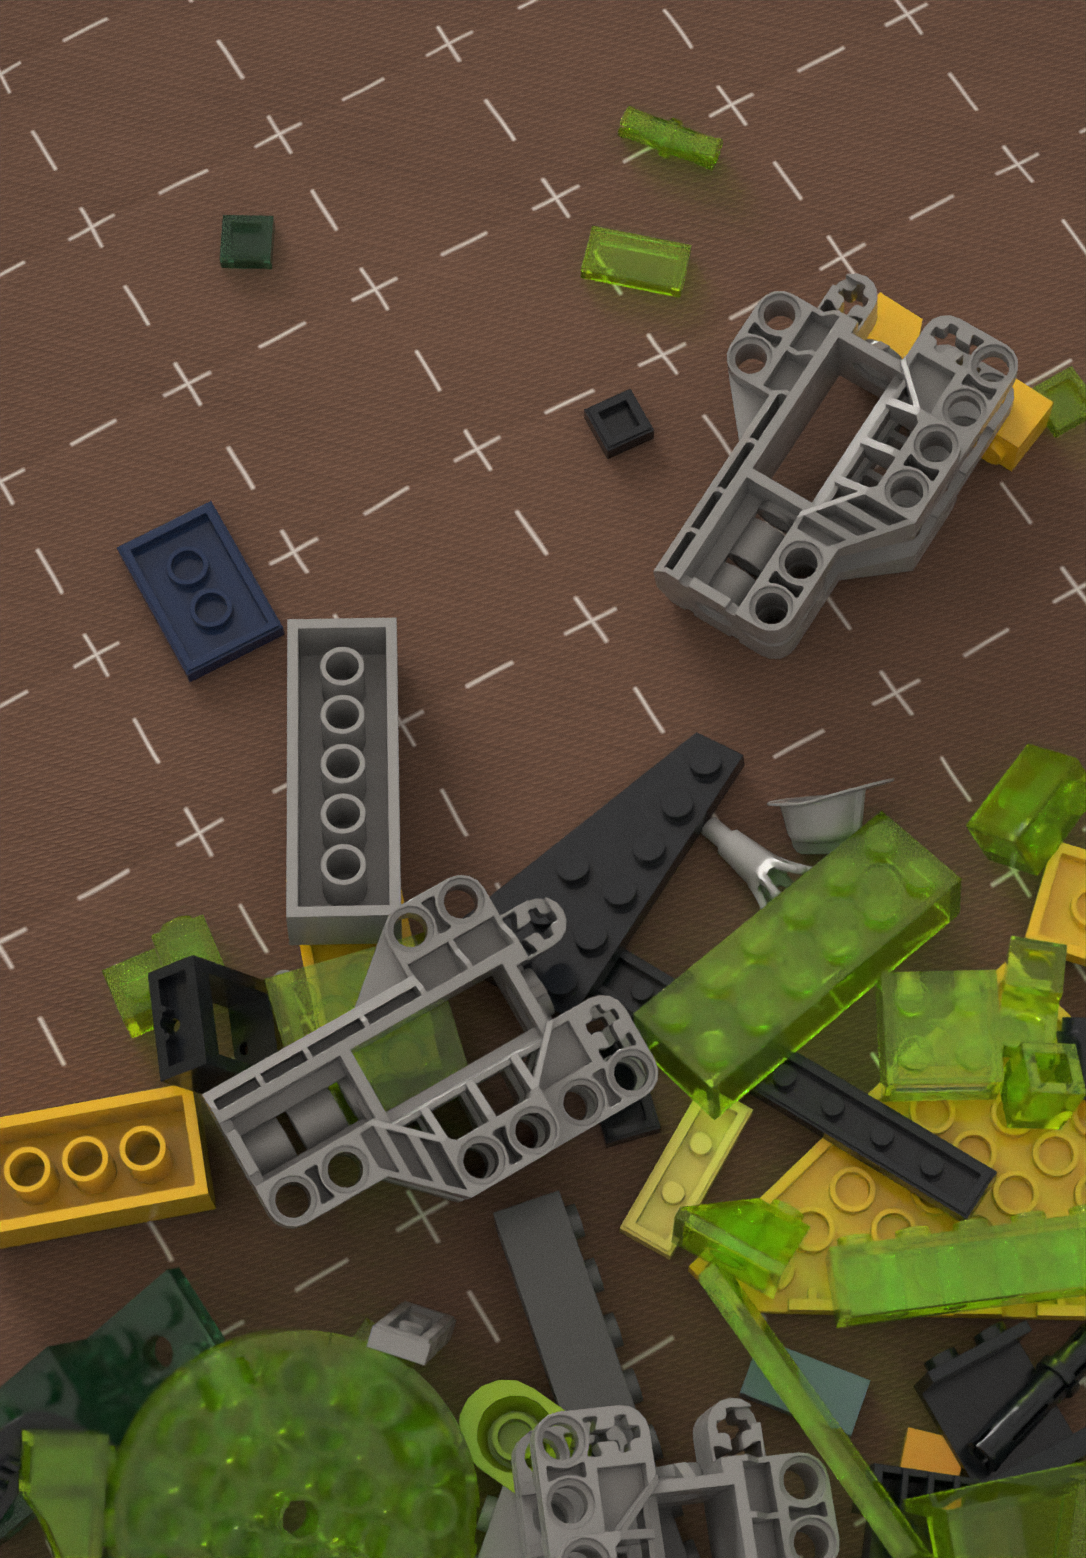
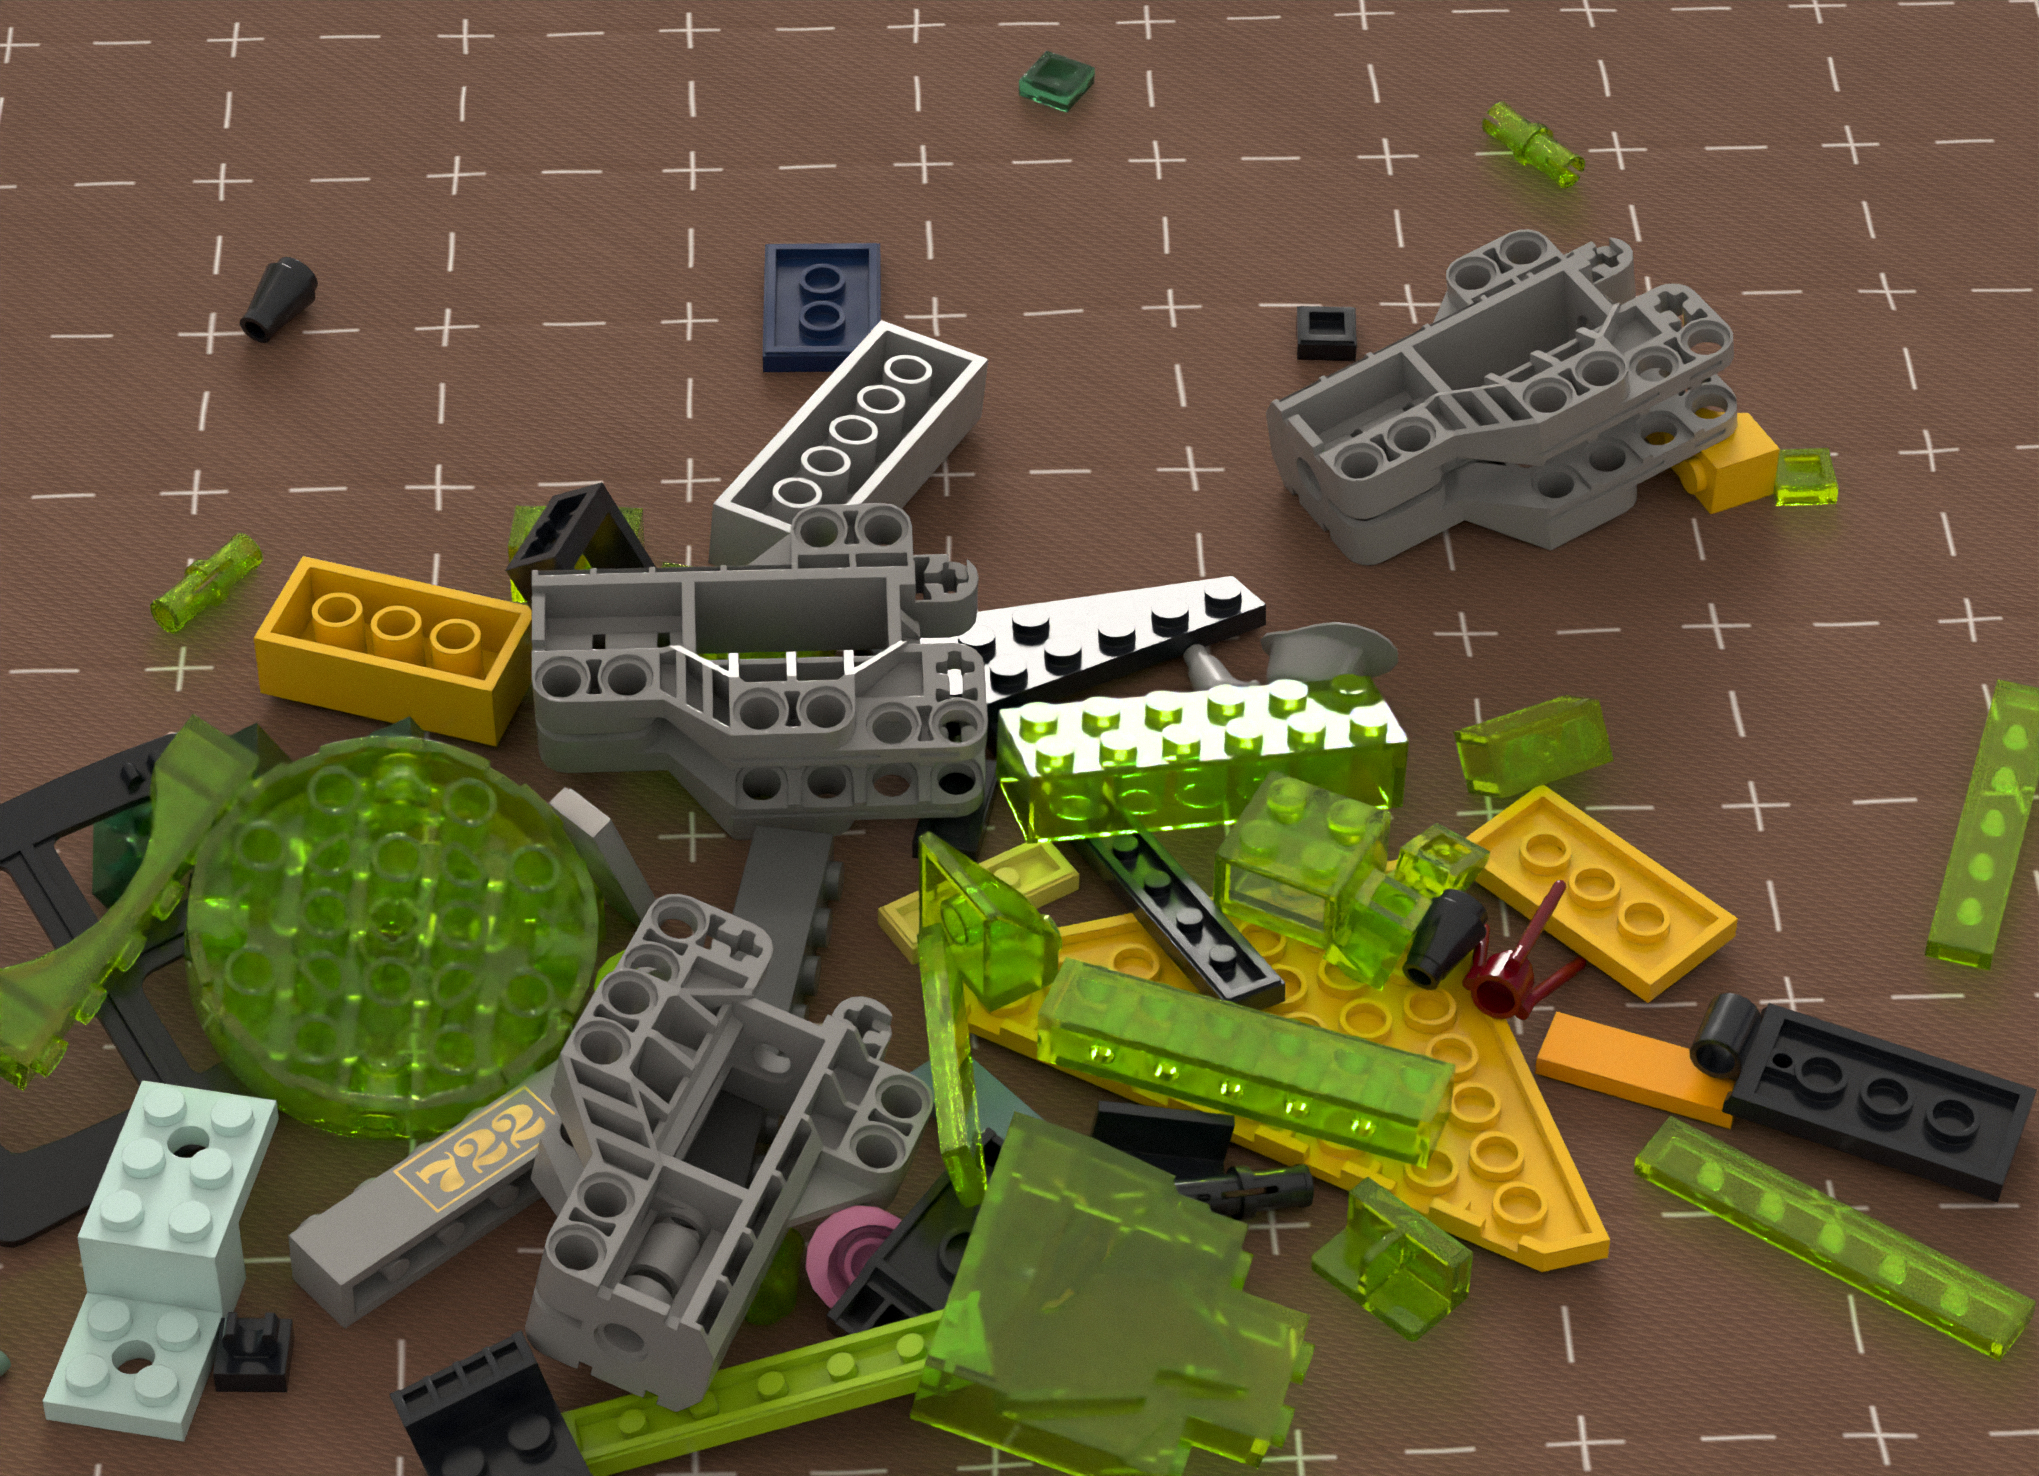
camera: 25 degrees right, 25 degrees down
(636, 261) = (1430, 221): clear neon green tile -> none

